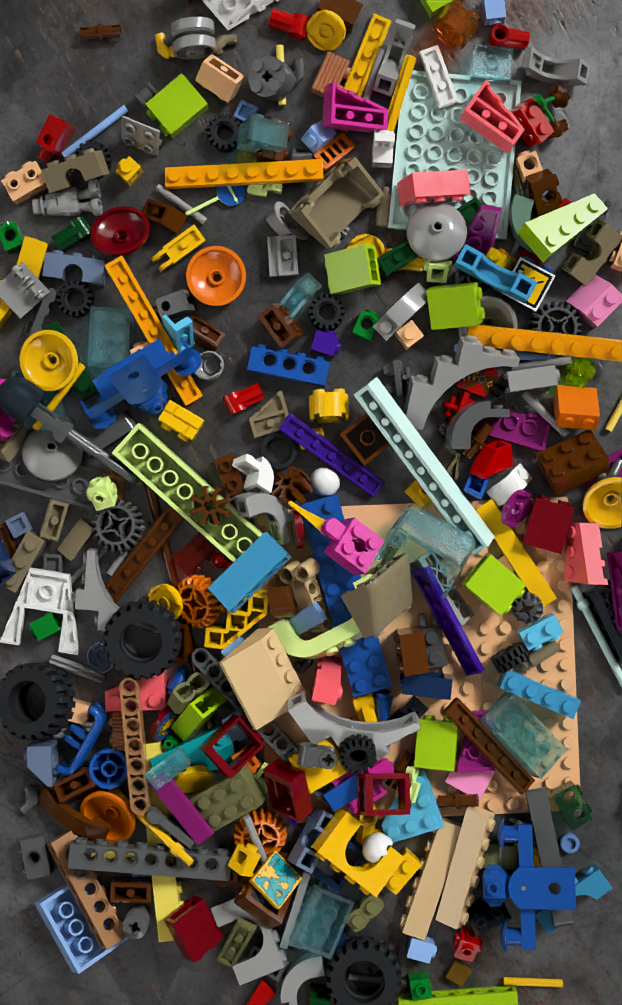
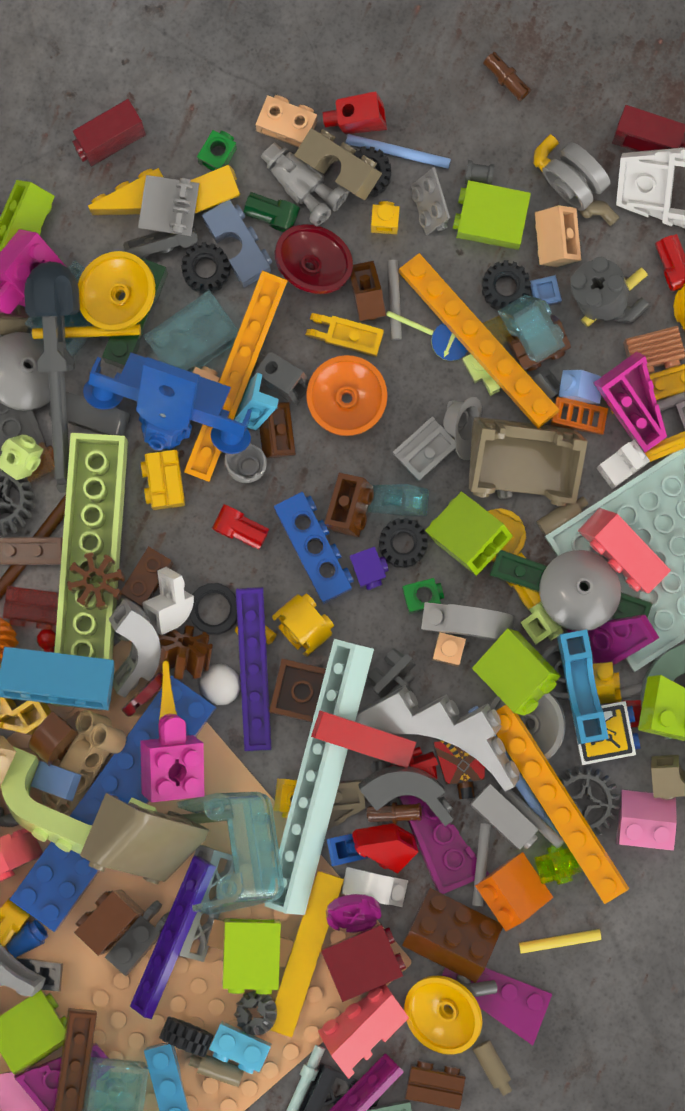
camera: 55 degrees right, 5 degrees down
(269, 416) = (243, 570): dark tan wing -> none
(424, 424) = (363, 739): none -> tile
(427, 685) = (85, 969): dark blue window -> none

